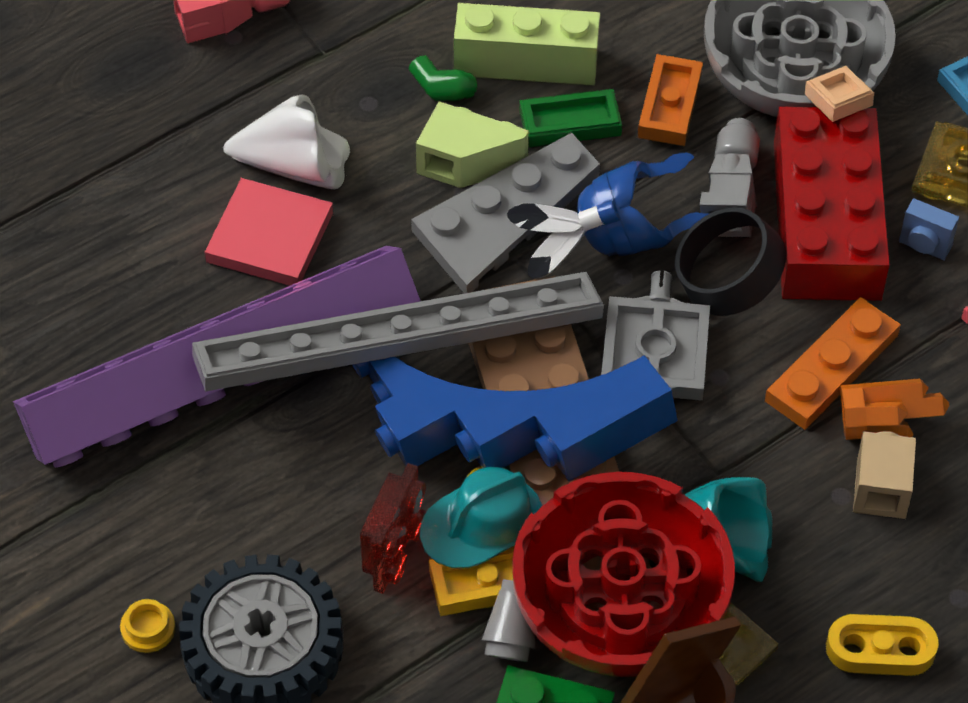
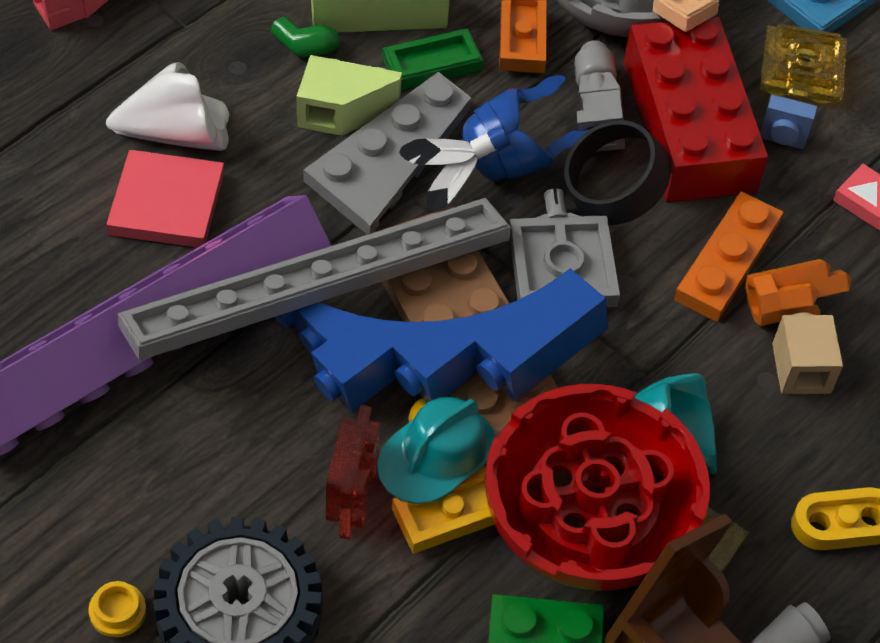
camera: 15 degrees left, 0 degrees up
(507, 631) = (487, 556): light grey cone -> none

